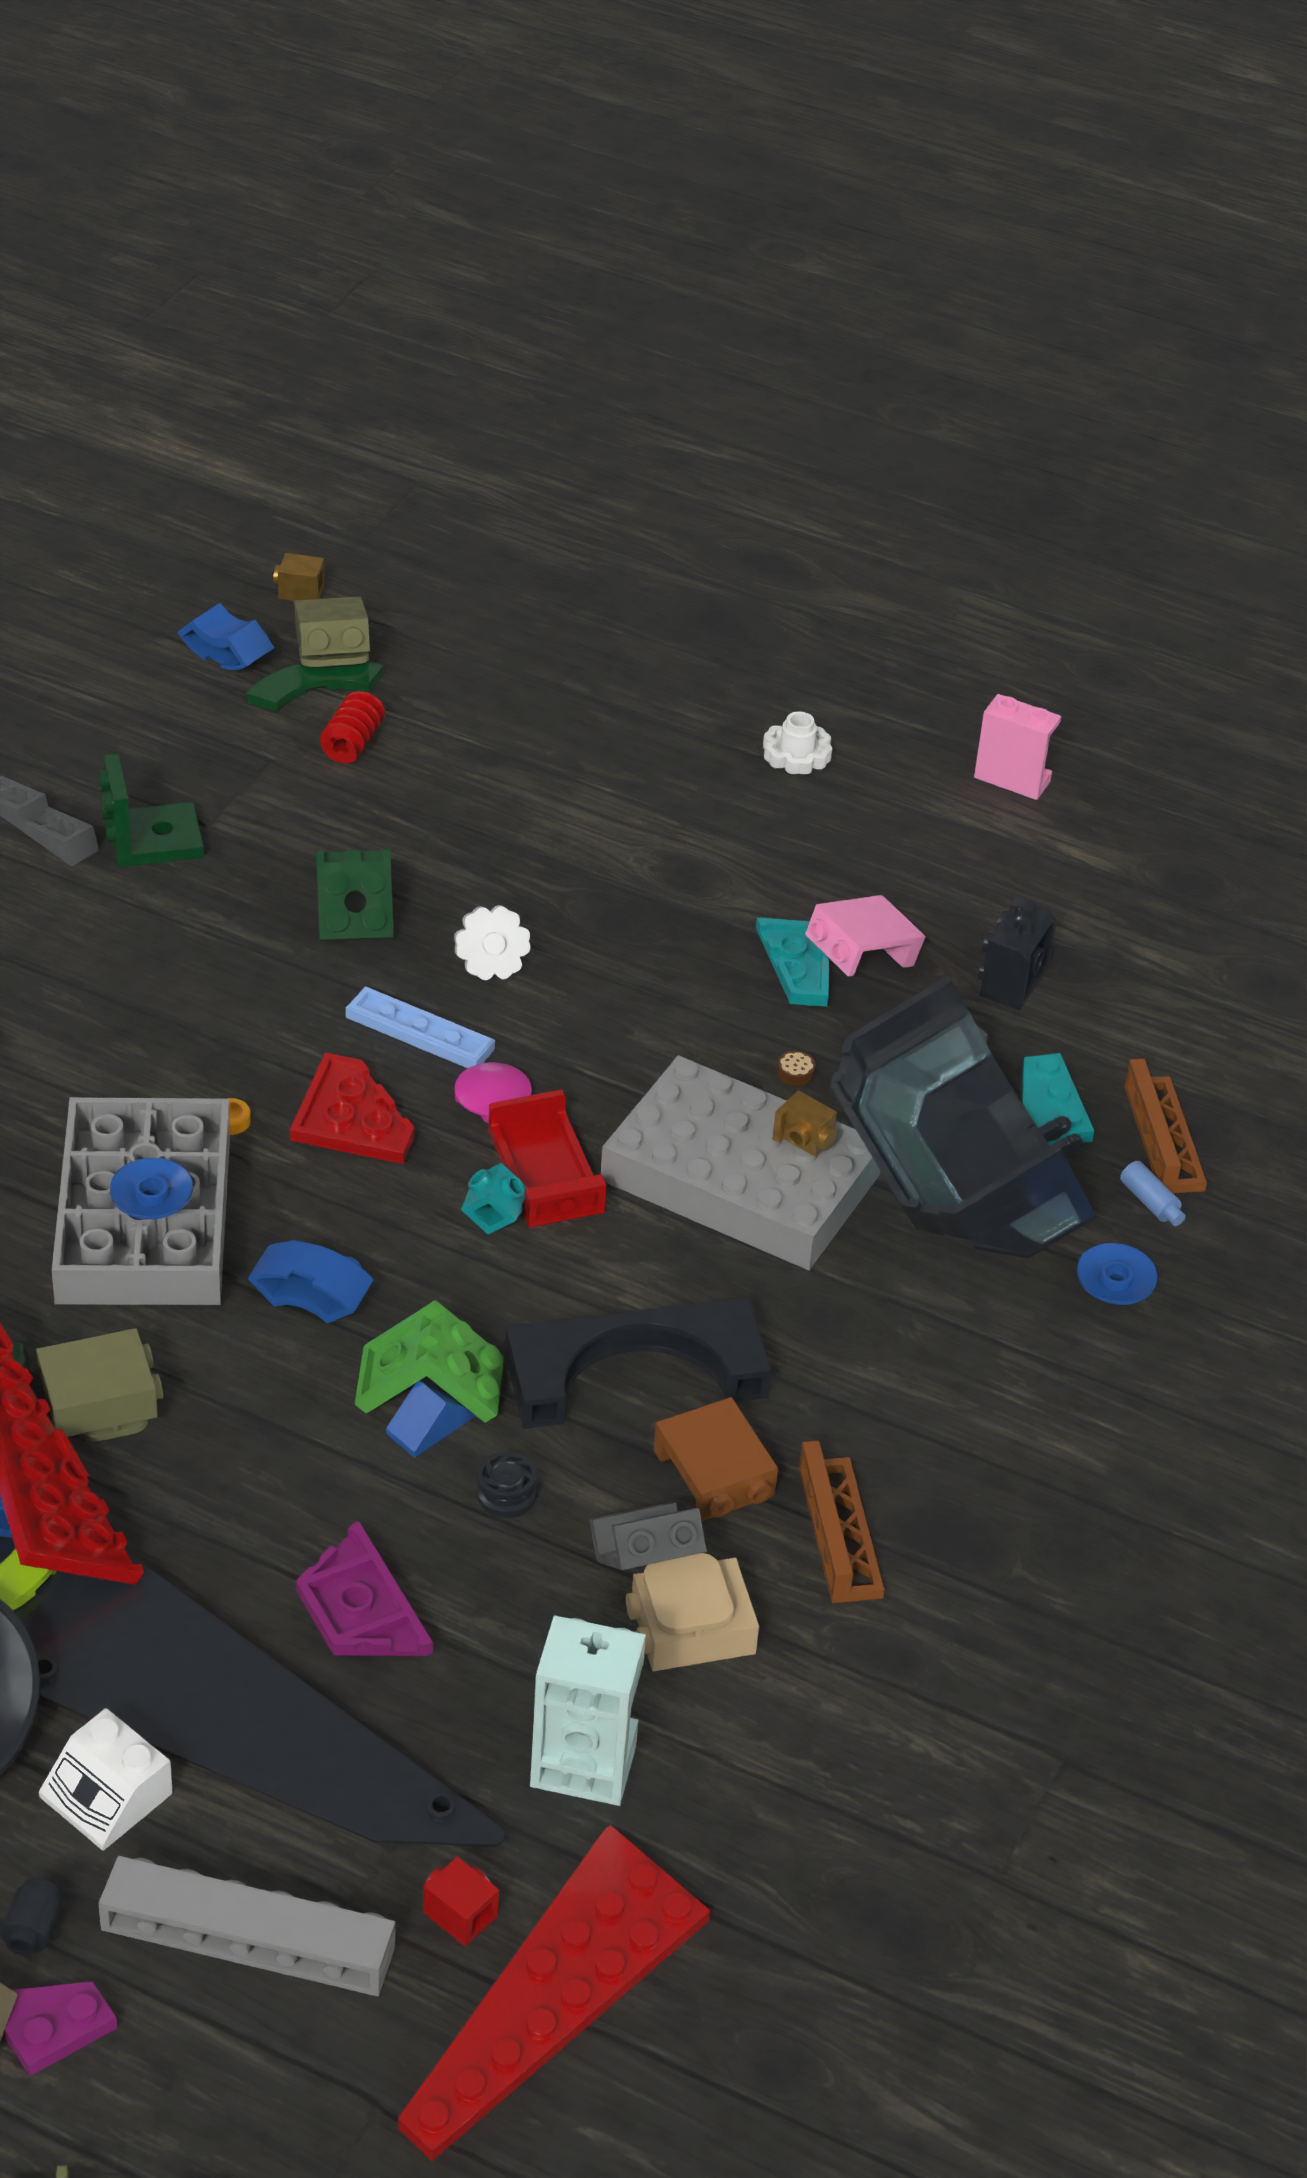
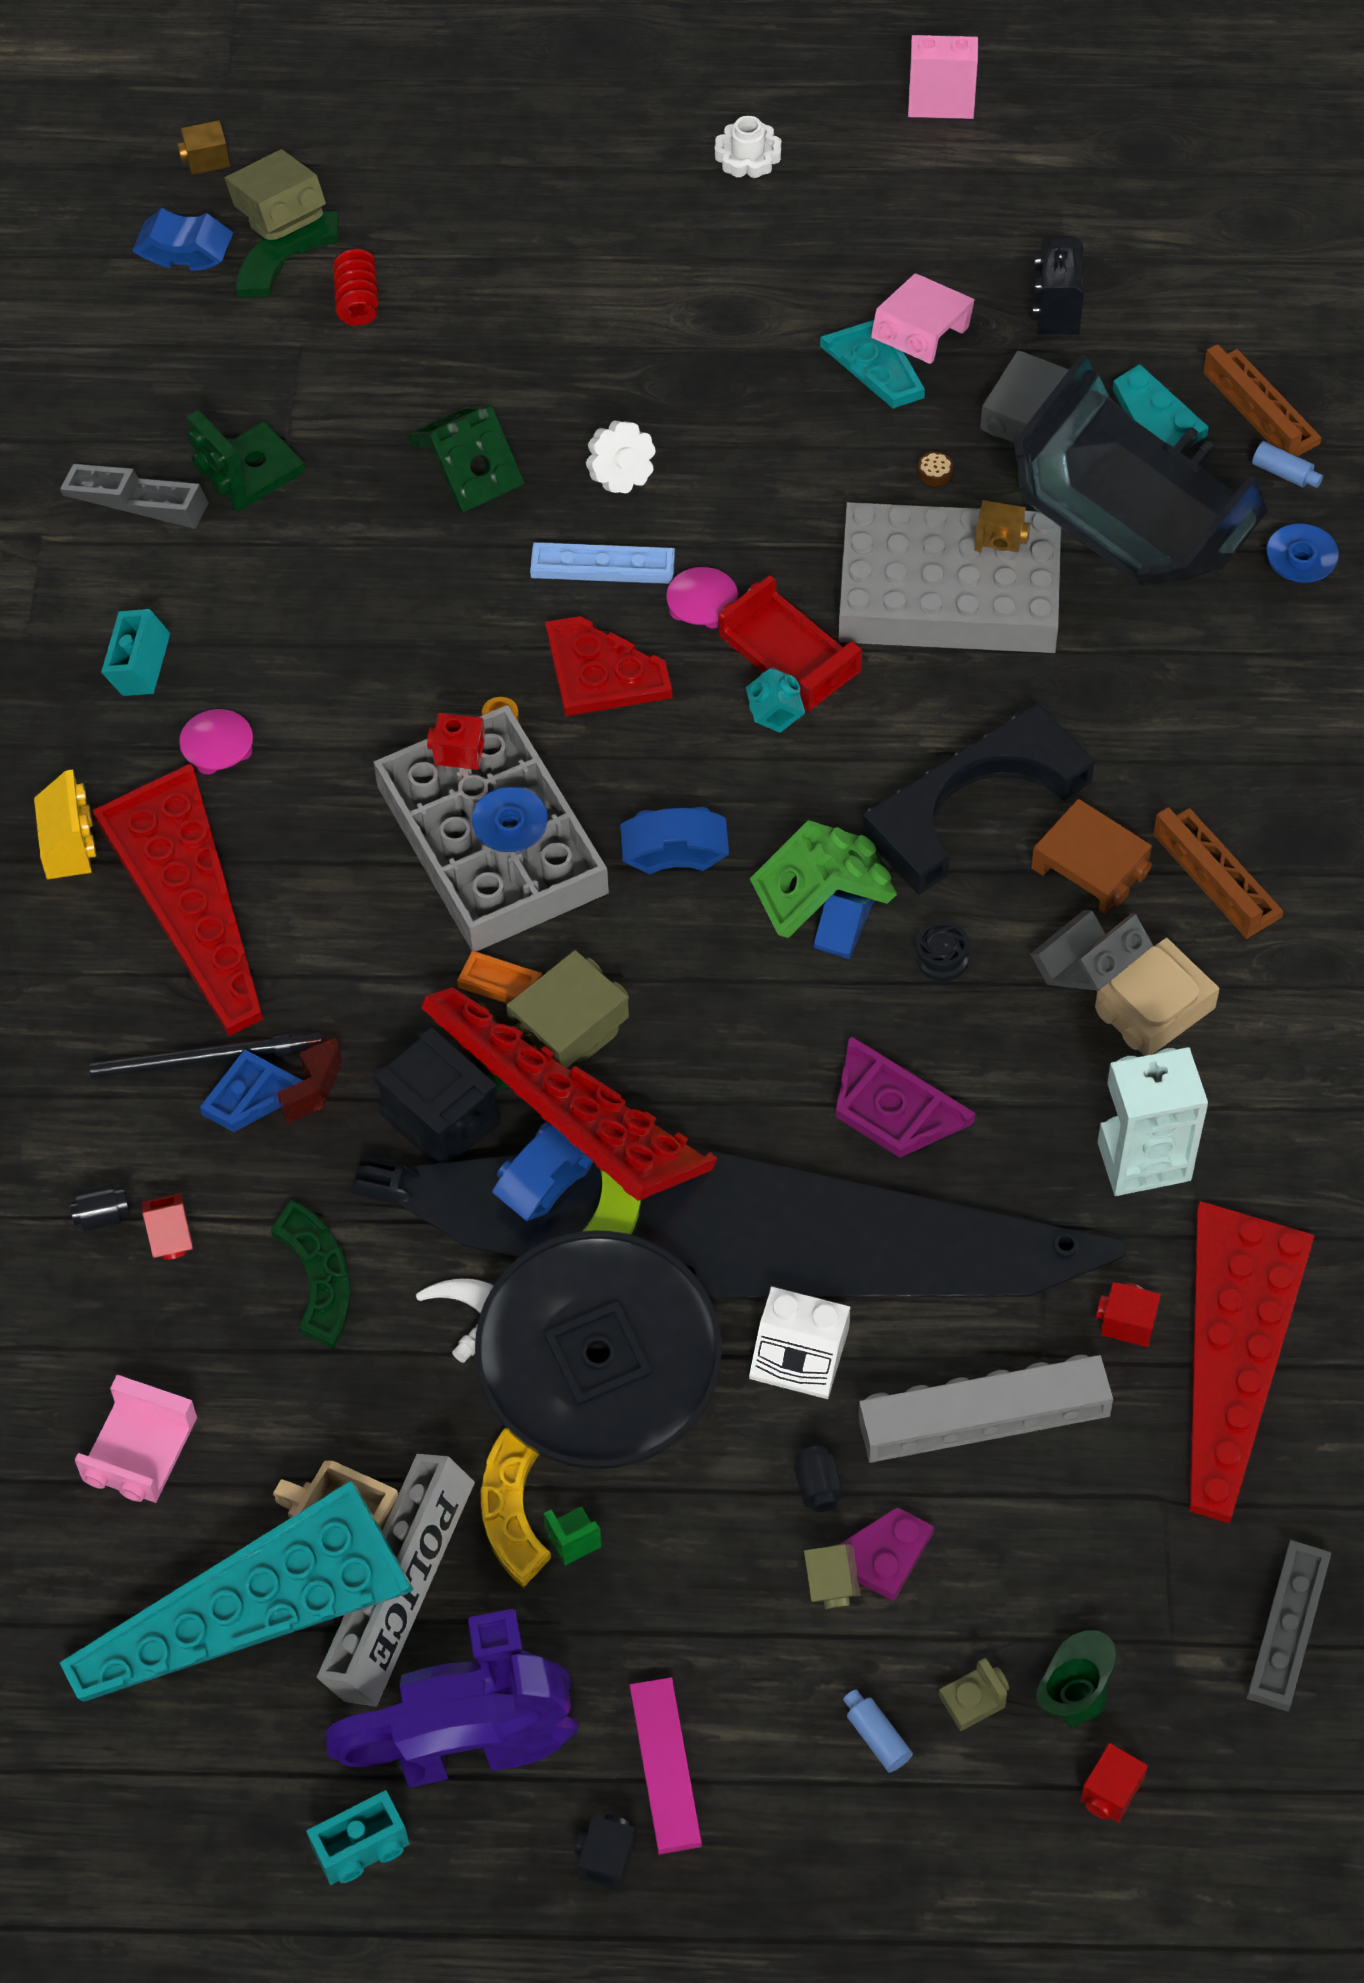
camera: 20 degrees left, 15 degrees up
(52, 1326) = (495, 977): none -> orange tile
(153, 1106) = (457, 741): none -> red brick

